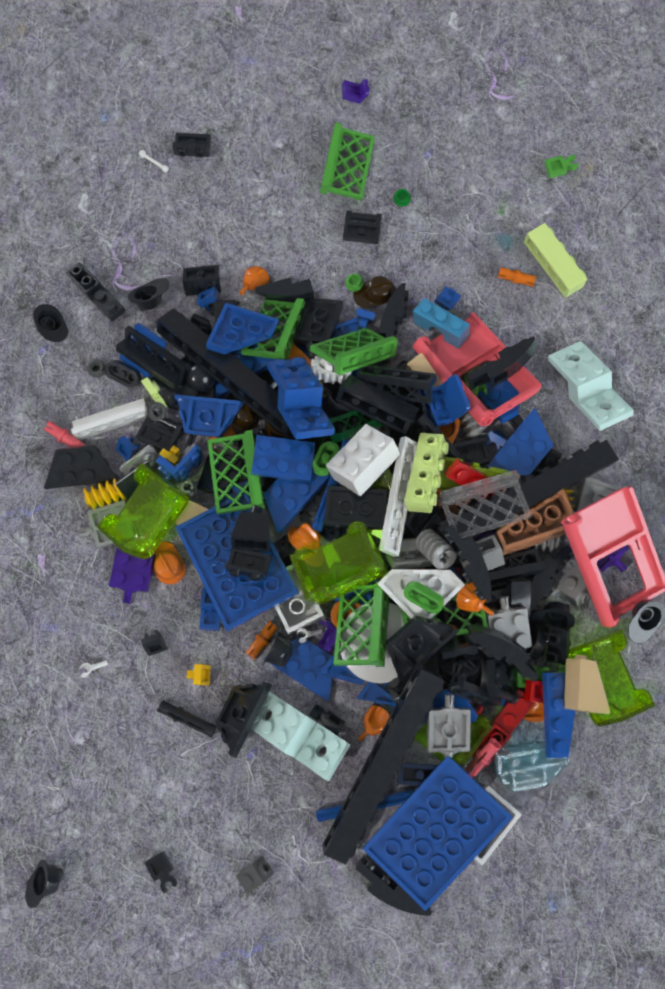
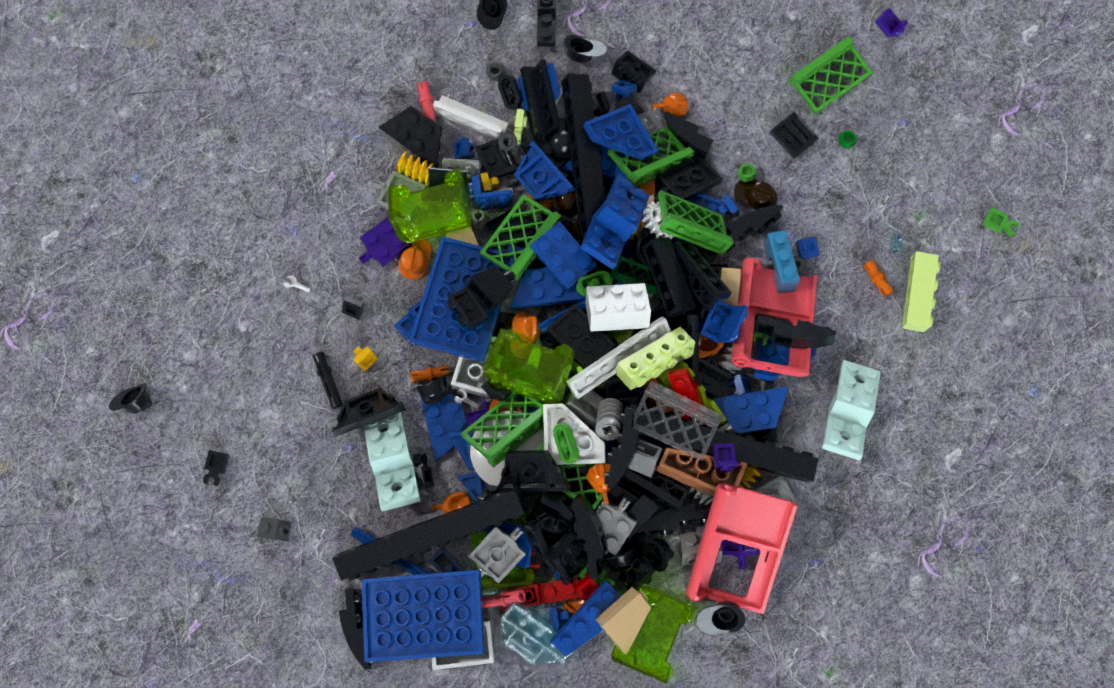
camera: 40 degrees right, 0 degrees up
(328, 610) = (495, 394): none -> black arm
(534, 732) = (559, 617): none -> blue tile
(545, 499) = (724, 457): none -> dark purple bracket

